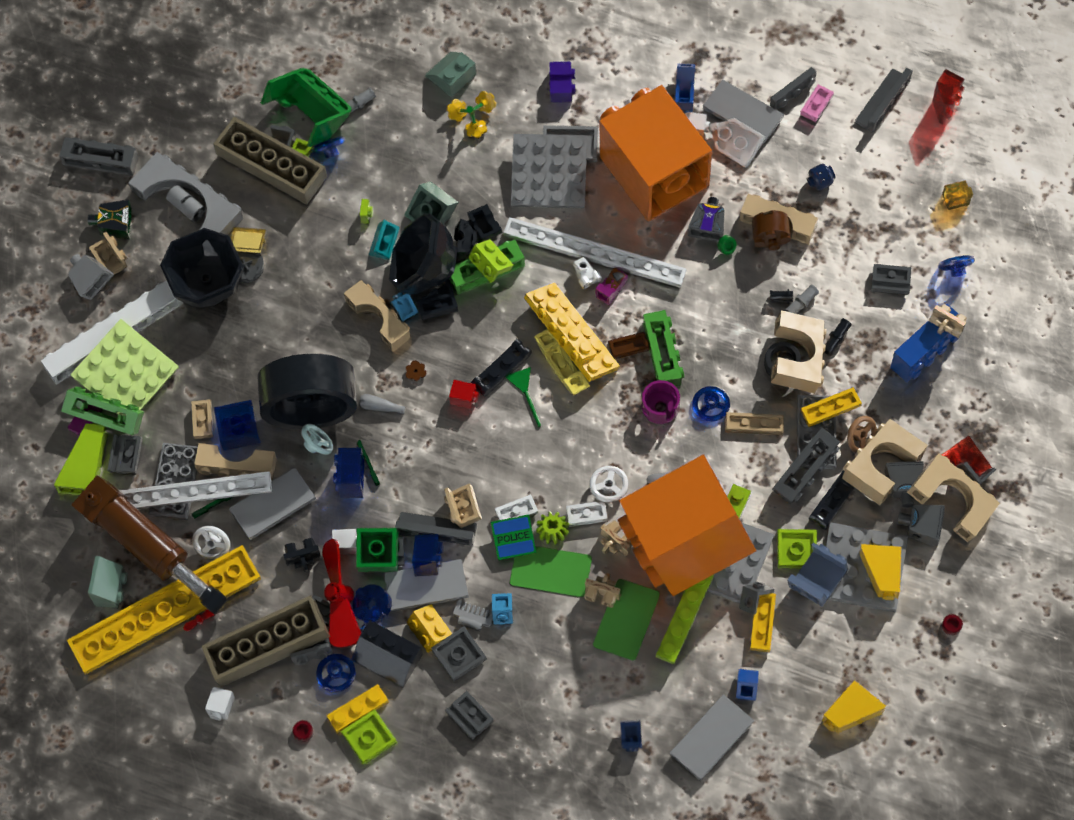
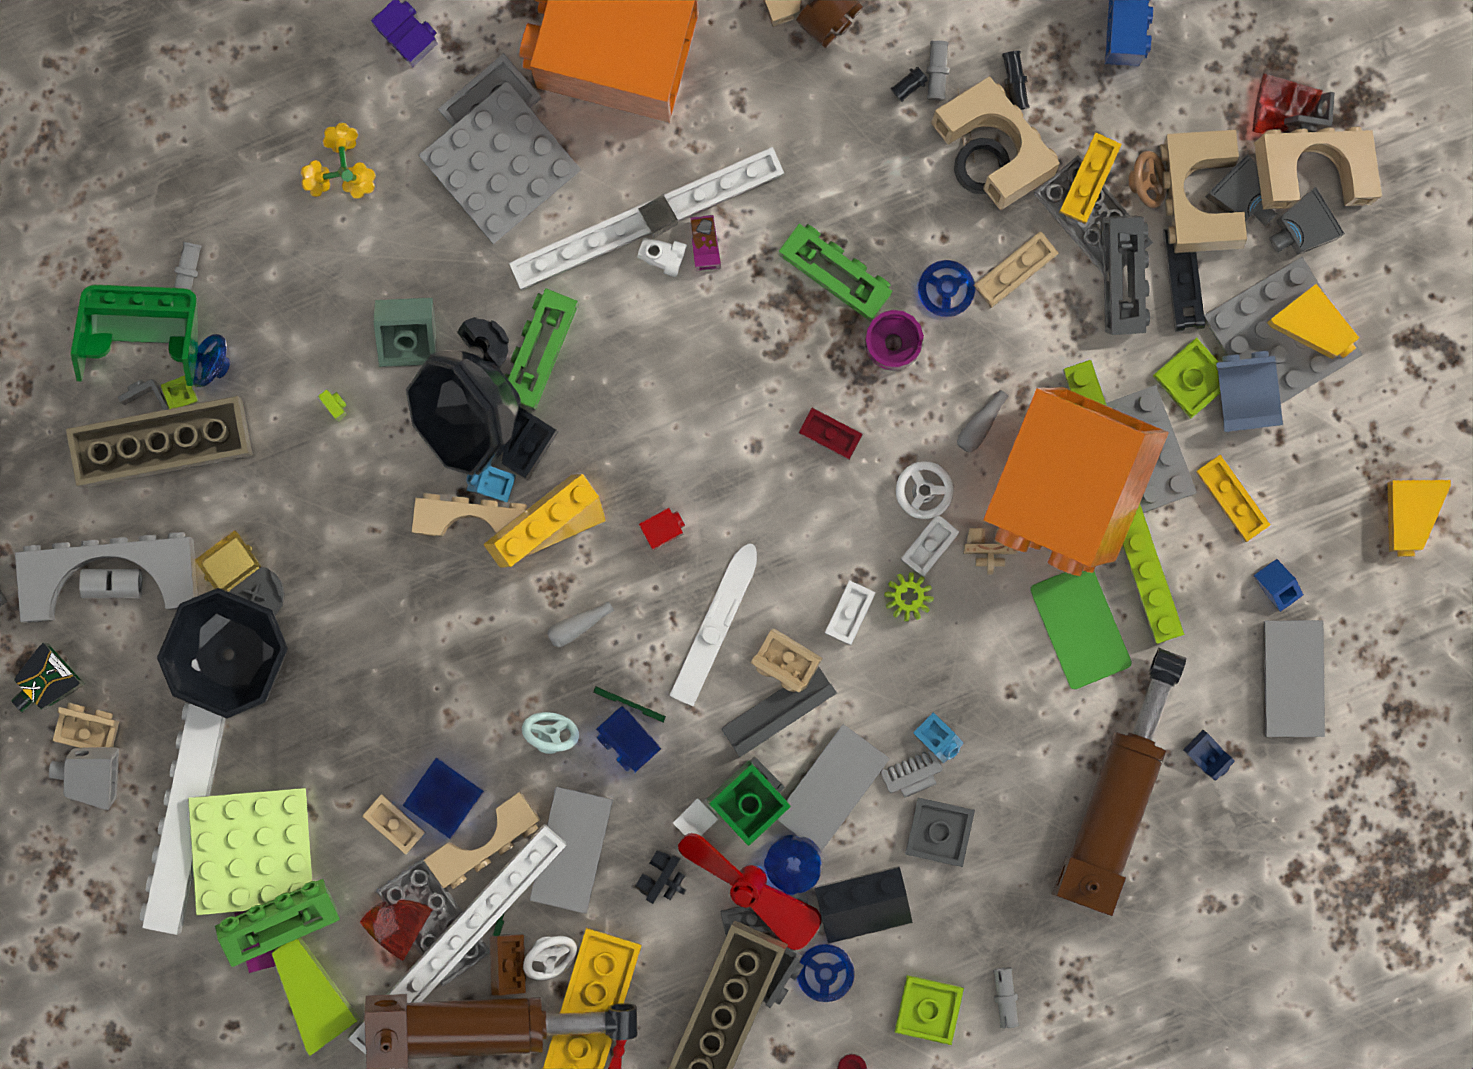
camera: 45 degrees left, 20 degrees up
(125, 454) = (347, 945): dark grey plate -> none
(156, 463) = (396, 925): none -> clear red brick
(186, 525) = (507, 964): none -> reddish brown bracket
(307, 391) = (500, 698): black wheel -> none
(357, 708) = (887, 990): yellow plate -> none
(384, 240) = (386, 419): teal slope -> none
(412, 341) = (555, 517): none -> yellow wedge
(412, 764) = (1006, 997): none -> light grey pin
(415, 366) = (587, 544): reddish brown plant -> none
(427, 555) = (804, 756): clear blue brick -> none
(428, 627) = (880, 832): yellow bracket -> none
(445, 463) = (715, 625): none -> white piece
(452, 72) = (260, 133): sand green slope -> none
(469, 715) = (1015, 889): dark grey plate -> none
(483, 223) = (487, 298): black cylinder -> none
(489, 260) = (545, 342): lime bracket -> none
(501, 368) = (672, 456): black plate -> none
(513, 537) = (877, 647): piece -> none
(517, 736) = (1119, 800): none -> reddish brown piece
(521, 381) = (708, 451): green piece -> none
(552, 571) = (947, 644): bright green sticker -> none
(561, 363) = (736, 390): light yellow slope -> none
(571, 332) = (713, 343): yellow plate -> none
(588, 420) = (830, 433): none -> dark red plate
(599, 250) = (658, 216): none -> clear smoke brick
(603, 587) = (1018, 627): tan hips -> none
(628, 345) = (790, 299): reddish brown tile -> none
(707, 221) = (742, 62): torso -> none
(727, 244) = (790, 74): green tile -> none
(753, 591) = (1197, 473): dark grey bracket -> none
(952, 624) = (1434, 317): dark red tile -> none

